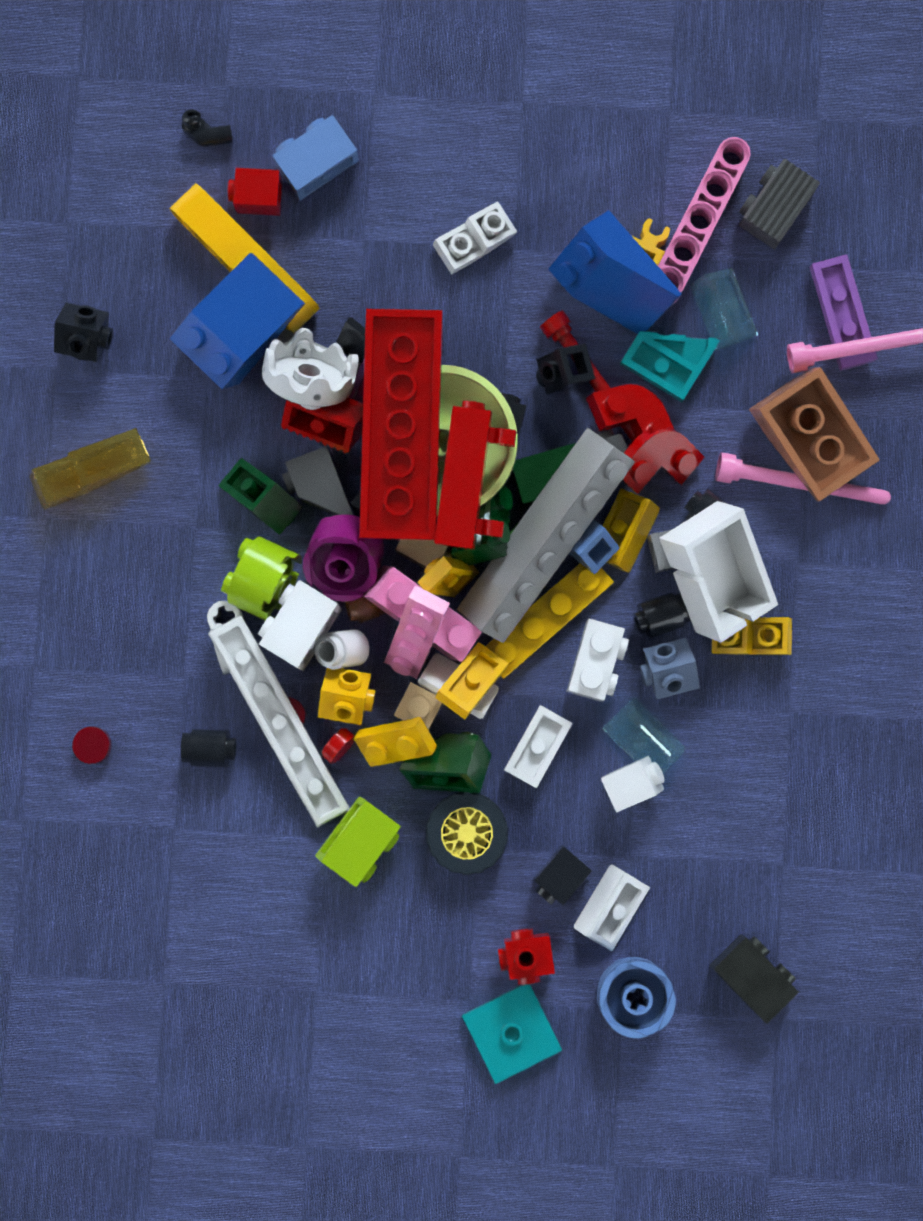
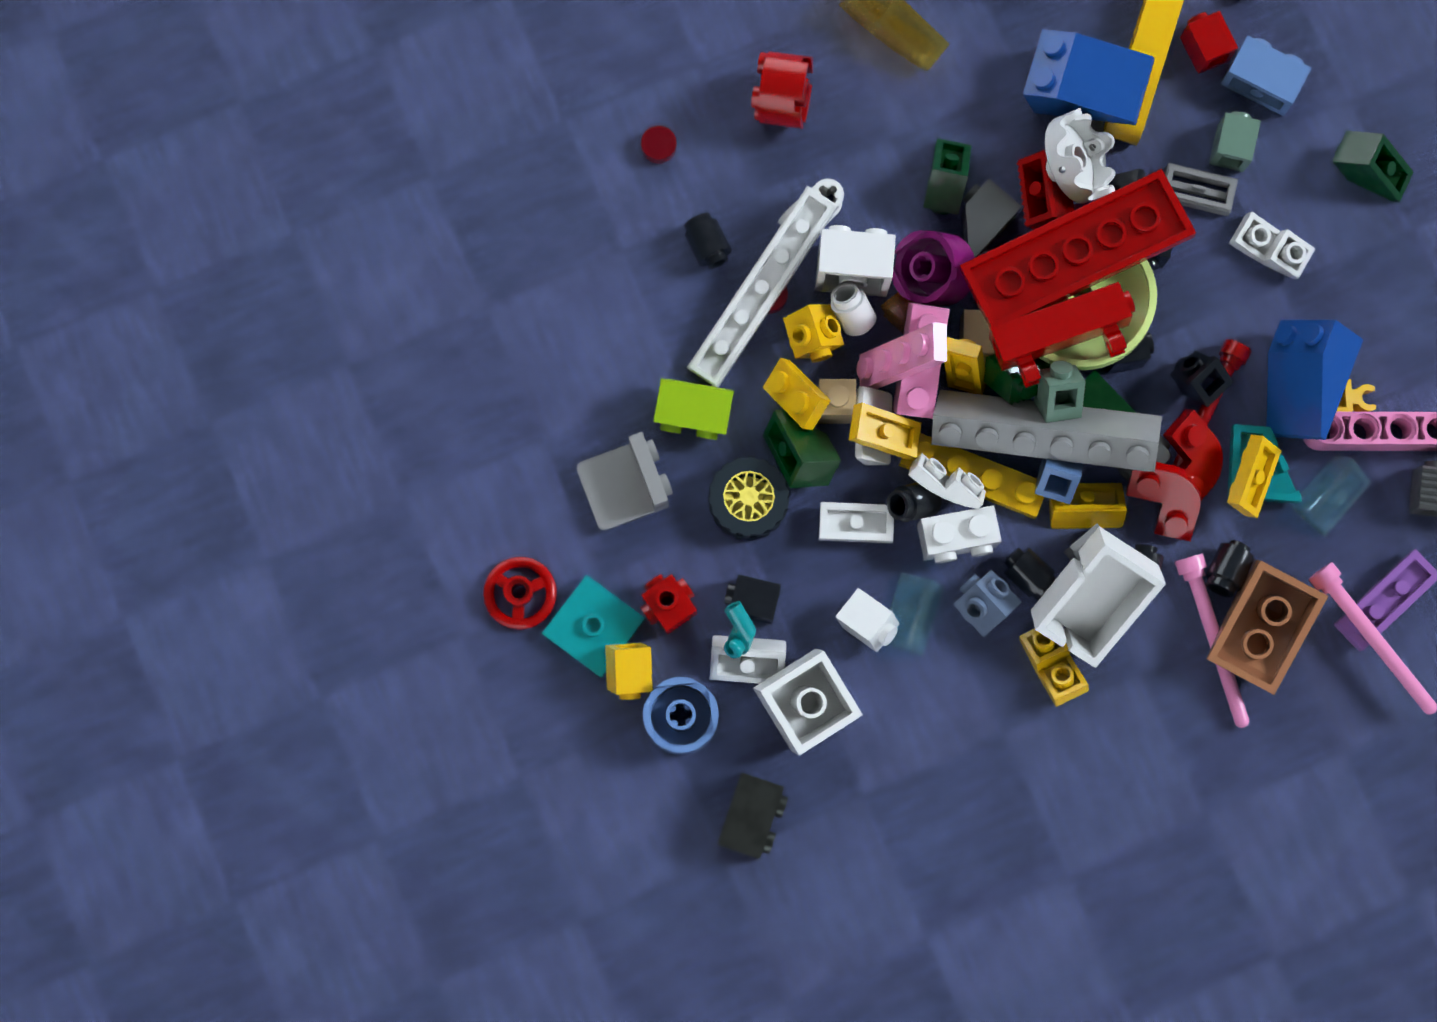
camera: 60 degrees right, 5 degrees down
(103, 606) = (783, 89): none -> red brick
(260, 577) = (879, 204): lime brick -> none
(338, 745) = (766, 349): red tile -> none
(362, 218) = (1235, 141): none -> sand green brick
(396, 940) = (624, 483): none -> light grey bracket
(409, 252) = (1205, 177): none -> light grey tile
(423, 1098) = (517, 620): none -> red piece
(447, 107) = (1373, 164): none -> dark green slope
(512, 504) = (1057, 385): none -> sand green brick
(546, 685) = (912, 502): none -> black brick
(554, 643) = (957, 488): none -> white slope
(570, 1022) = (629, 670): none -> yellow brick
(589, 904) = (741, 633): none -> teal arm
(678, 372) = (1253, 476): none -> yellow plate
(680, 877) = (807, 701): none -> white brick
(747, 436) = (1229, 568): none -> black brick

